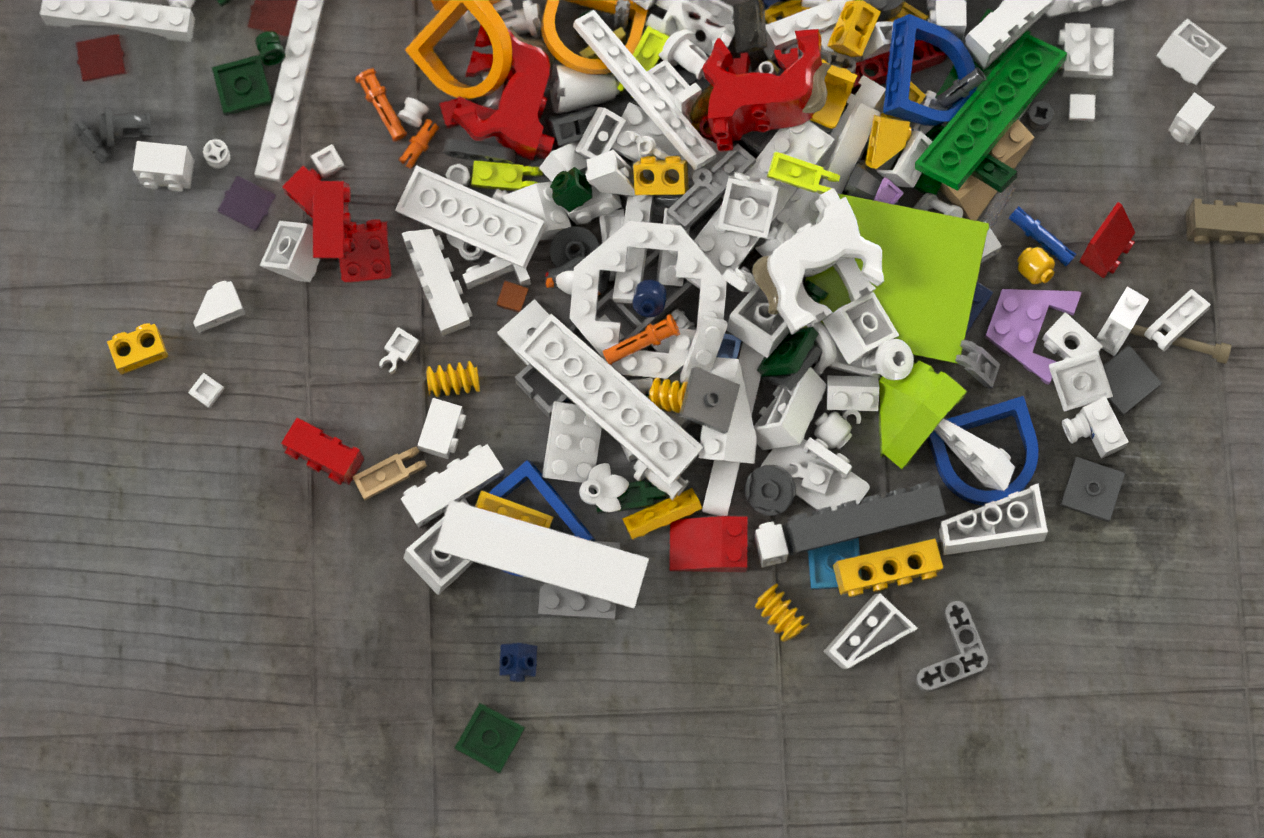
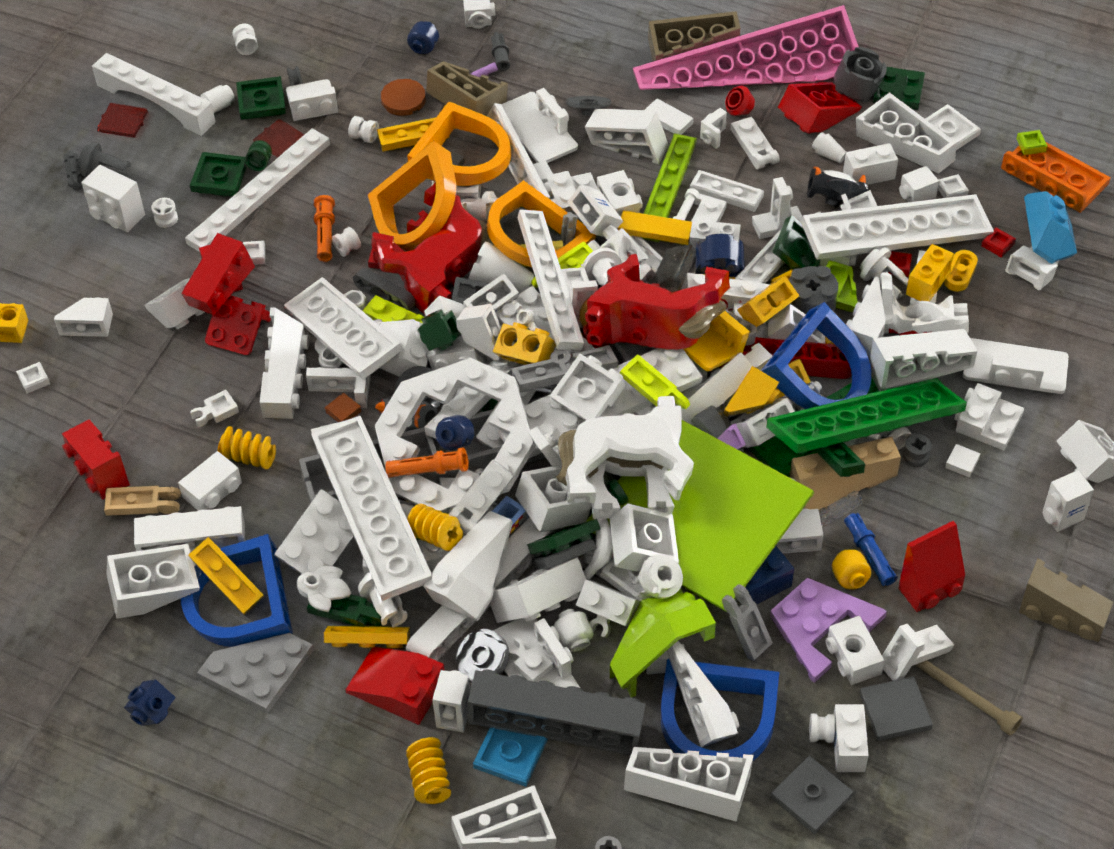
camera: 25 degrees right, 25 degrees down
(246, 203) = (165, 258): clear purple piece -> none
(419, 143) = (337, 266): orange pin -> none
(489, 738) = (79, 763): dark green plate -> none
(541, 554) = (227, 611): white tile -> none
(709, 400) = (459, 533): dark grey plate -> none
(924, 552) = (572, 765): yellow brick -> none
(972, 80) = (848, 387): dark grey pin -> none
(1080, 380) = (845, 680): white plate -> none
(1177, 319) = (974, 671): white plate -> none

